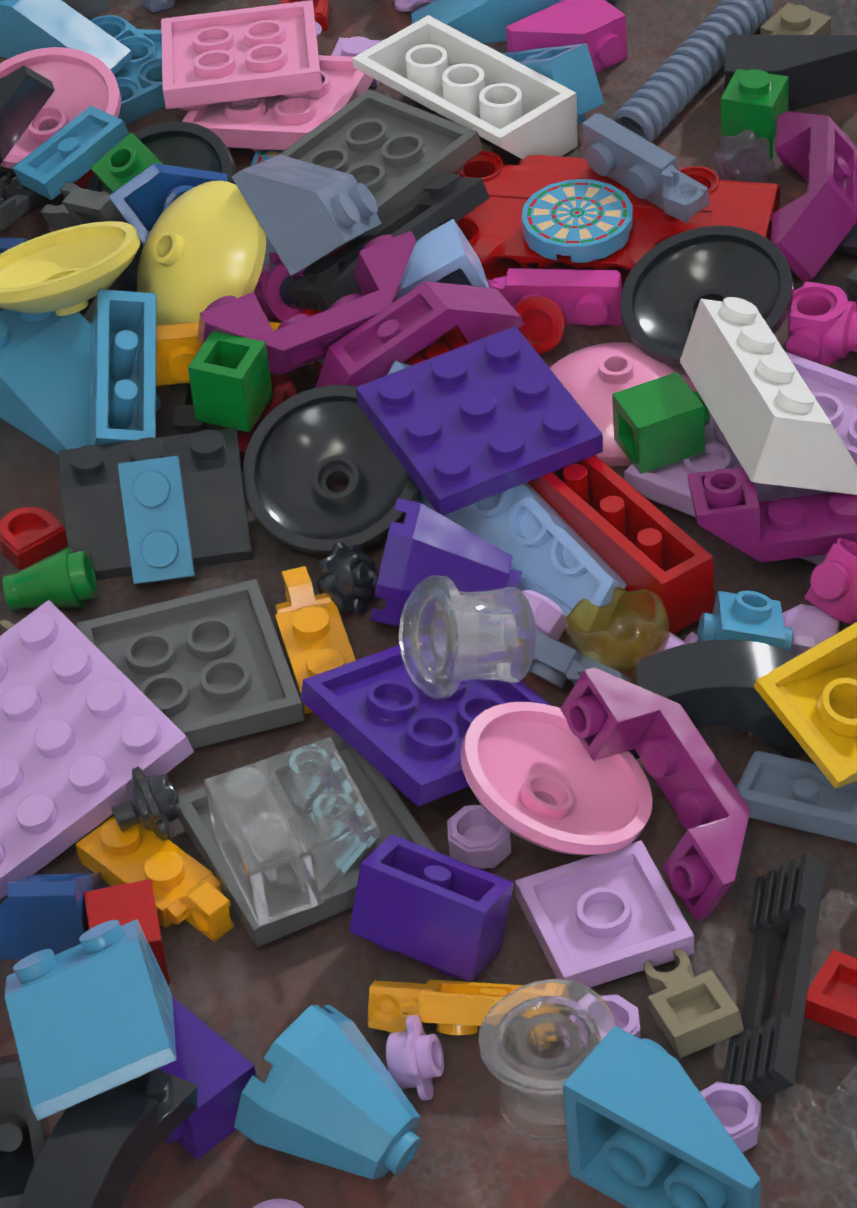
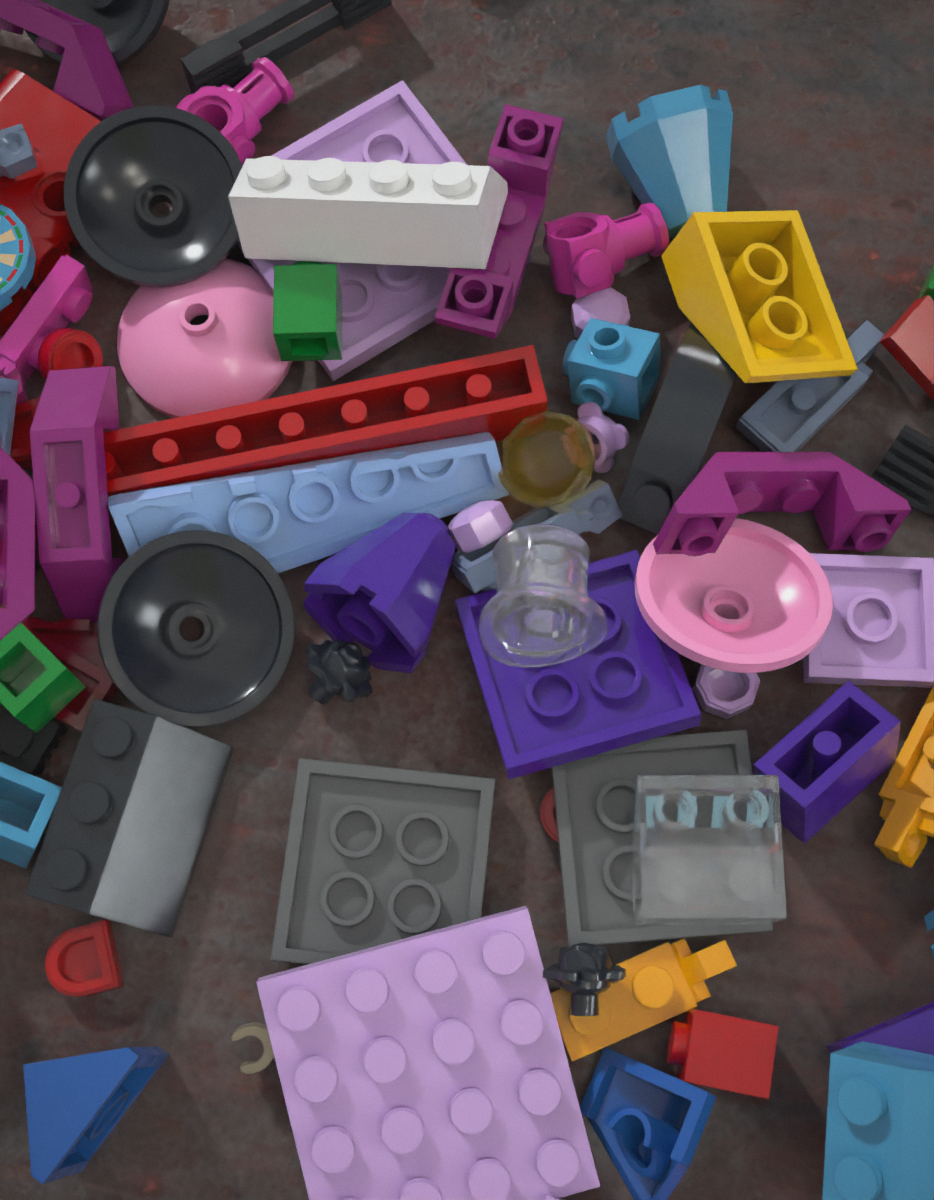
camera: 70 degrees left, 30 degrees up
(62, 578) = (184, 963): green cone -> none
(156, 520) = (170, 826): dark azure plate -> none
(310, 630) = (400, 734): light orange hinge -> none
(479, 420) = (246, 467): dark purple plate -> none

